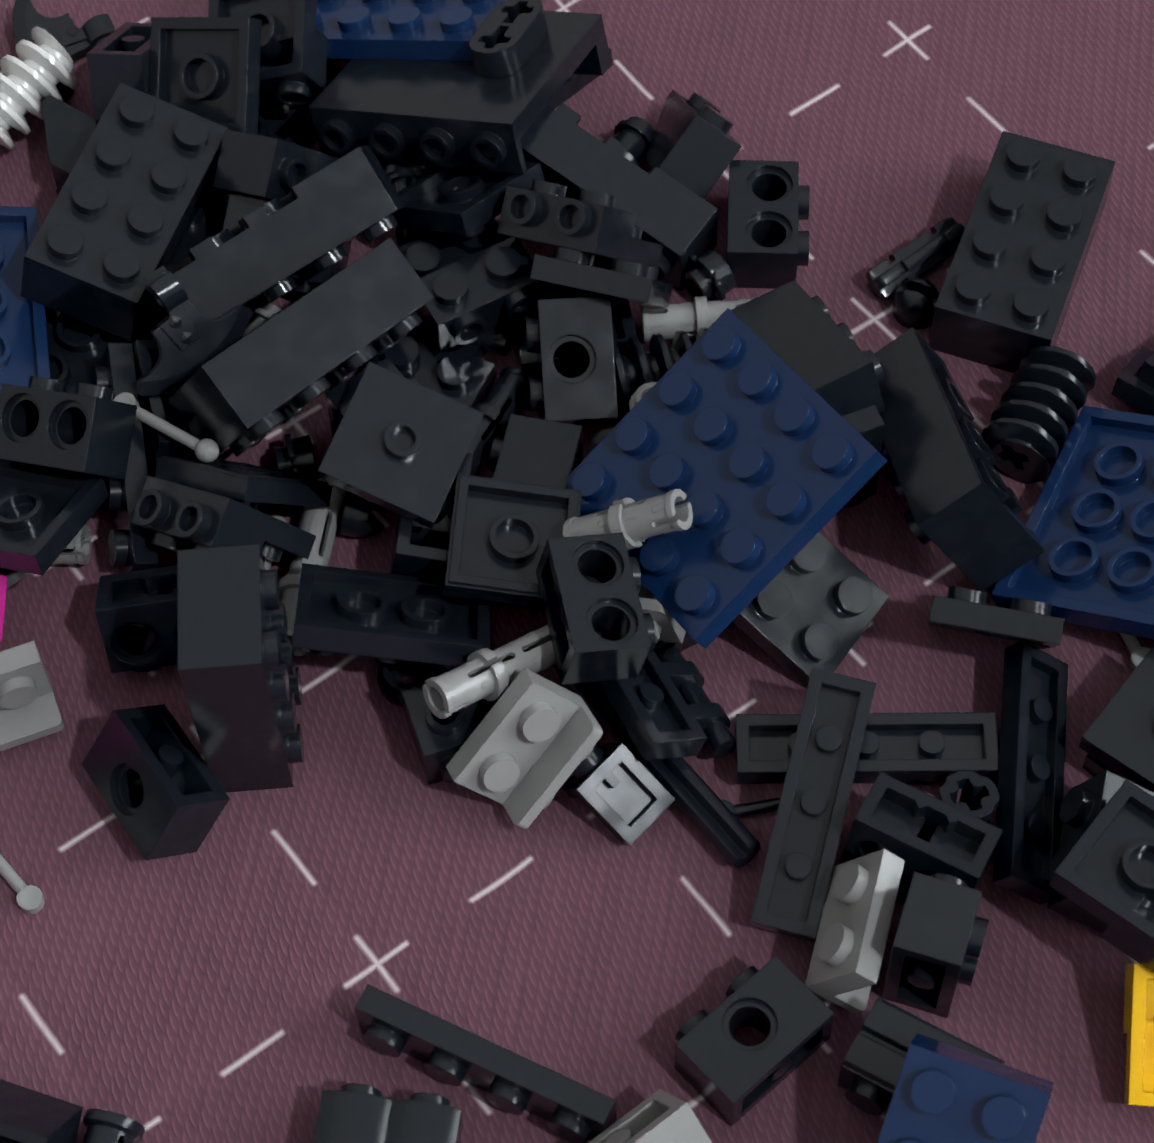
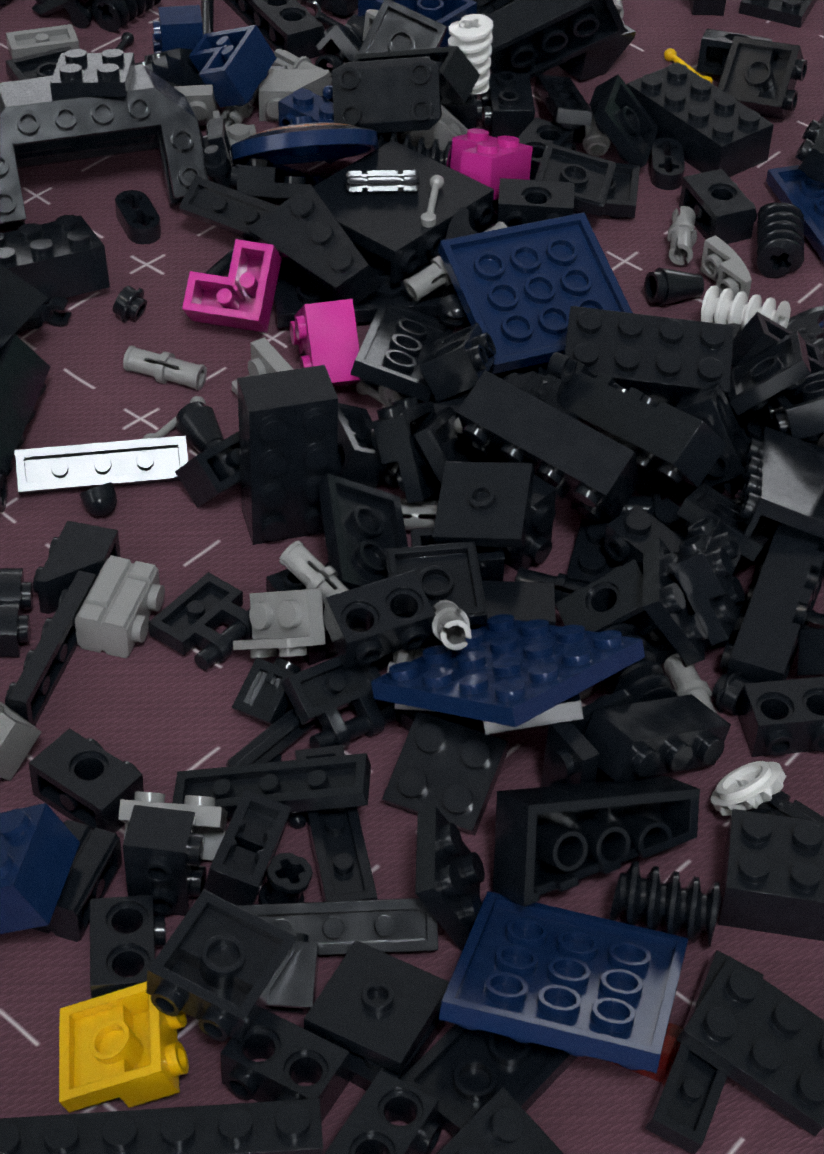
camera: 75 degrees right, 15 degrees down
(48, 816) = (199, 426): none -> black cone
(90, 970) = (99, 463): none -> plate
(160, 979) = (100, 499): none -> black hinge
(307, 1016) = (76, 549): none -> black slope
(412, 961) = (119, 607): none -> light grey brick
(445, 870) = (196, 614): none -> black plate
(851, 290) = (748, 787): none -> white gear
(1053, 1035) = (123, 941): none -> black brick

